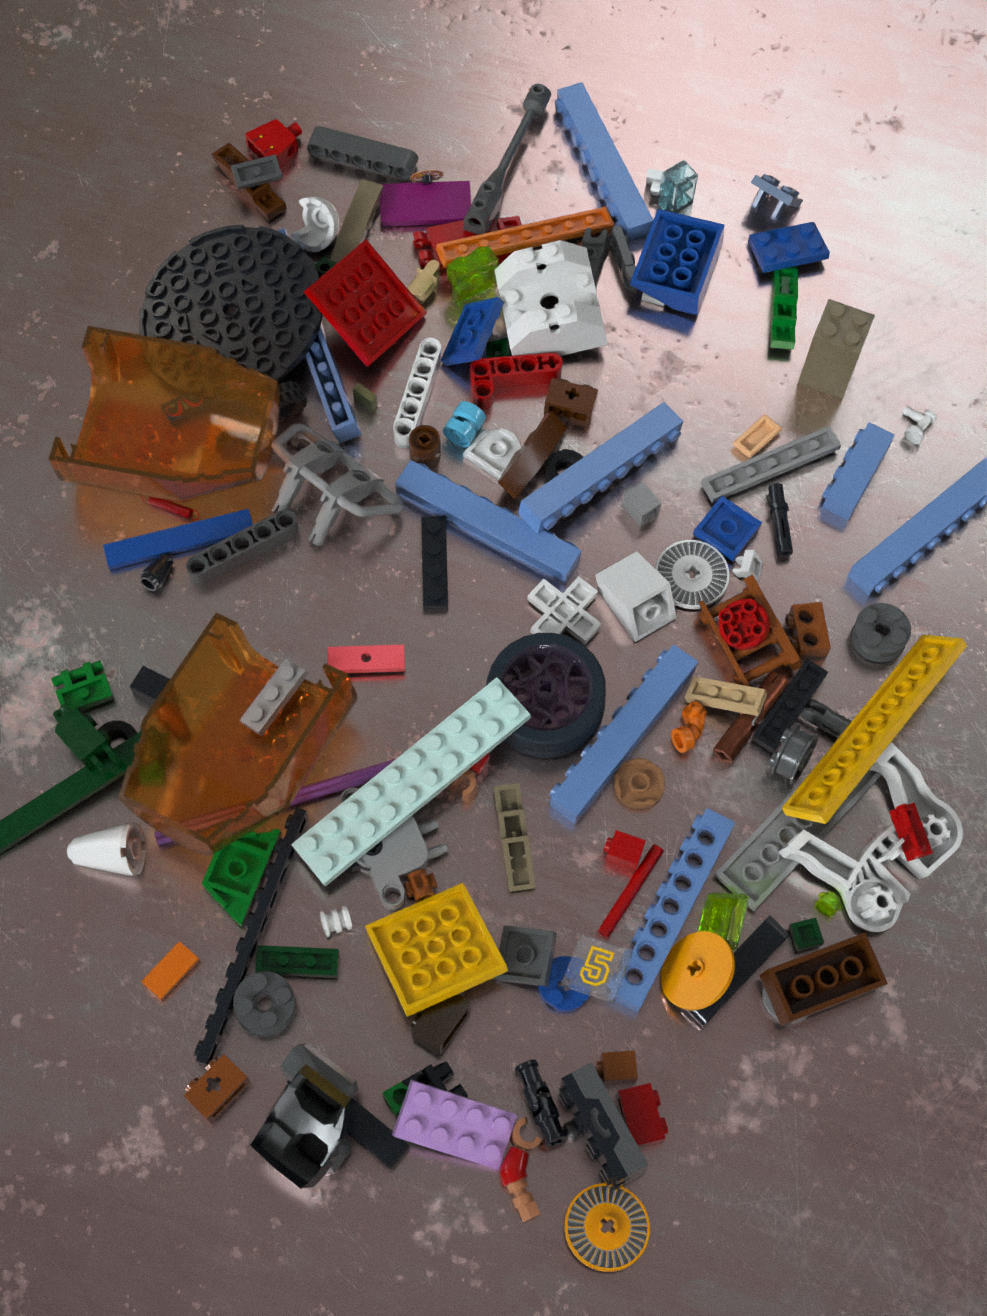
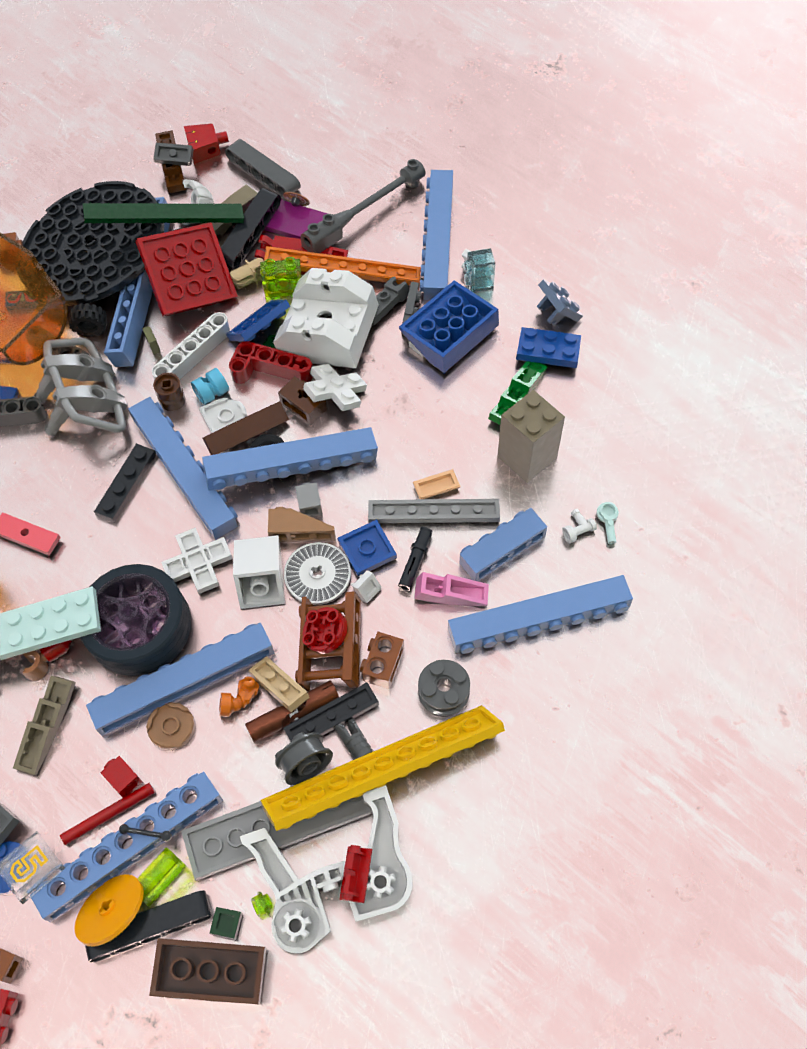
camera: 30 degrees right, 5 degrees down
(307, 248) = (162, 213): none -> dark green tile
(397, 224) = (246, 234): none -> black beam
(599, 373) = (335, 387): none -> white plate
(646, 534) = (297, 527): none -> medium nougat slope
(709, 882) = (165, 836): none -> black hinge
(832, 536) = (451, 590): none -> bright pink slope
(939, 398) = (608, 513): none -> light aqua plate

